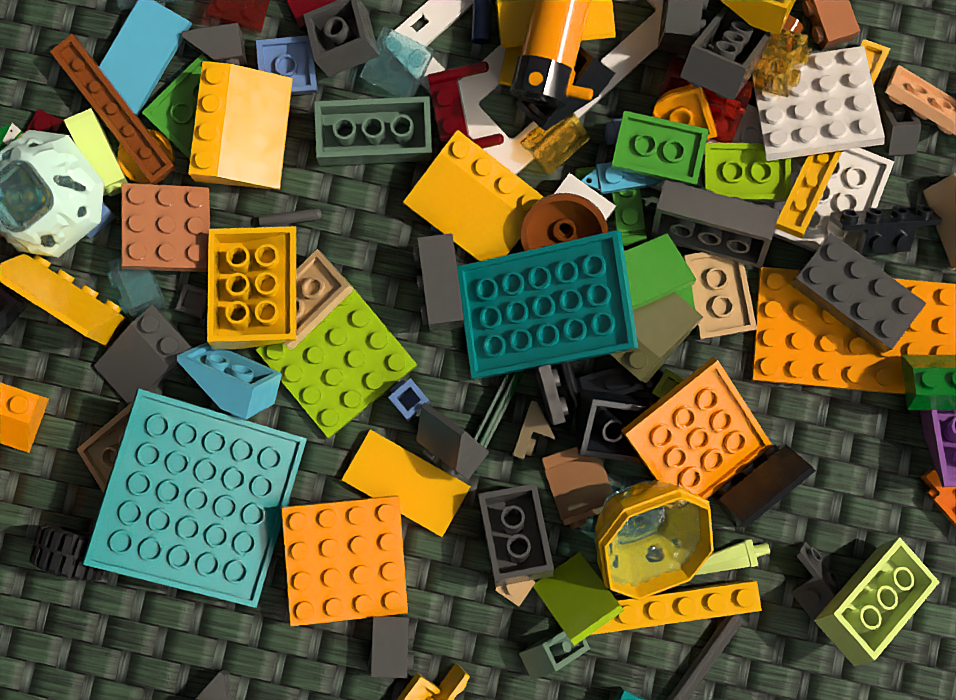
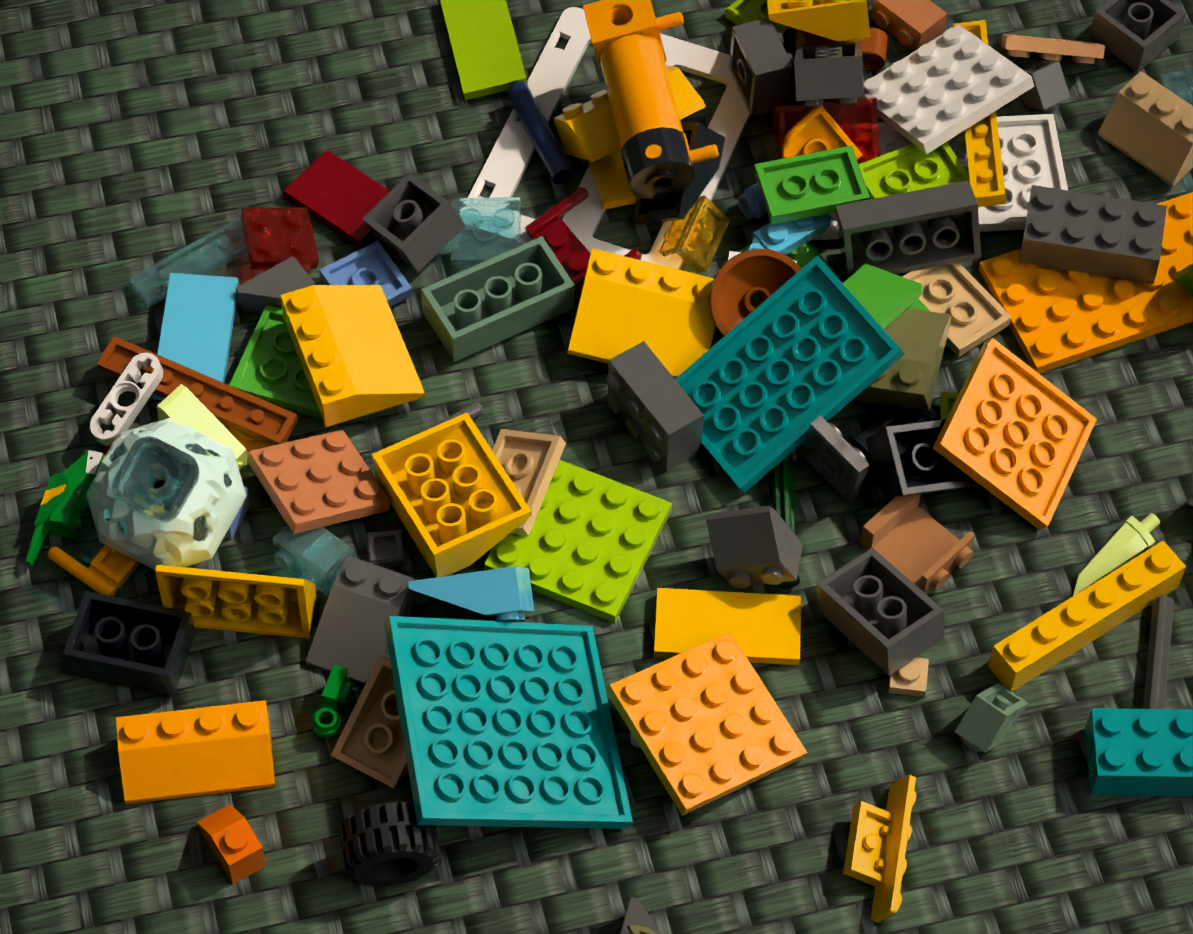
camera: 25 degrees left, 25 degrees down
(35, 98) = (148, 382): none -> white beam
(98, 406) = (336, 692): none -> green plate
(391, 646) = (809, 791): dark grey brick -> none
(408, 398) = (684, 534): medium blue brick -> none
(533, 423) = (835, 508): dark tan slope -> none
(577, 598) = (985, 639): lime tile -> none
(652, 538) = (1030, 535): rock -> none
(763, 485) = (1109, 455): black slope -> none
(782, 63) = (888, 64): clear yellow brick -> none
(885, 229) = (1088, 173): black bracket -> none

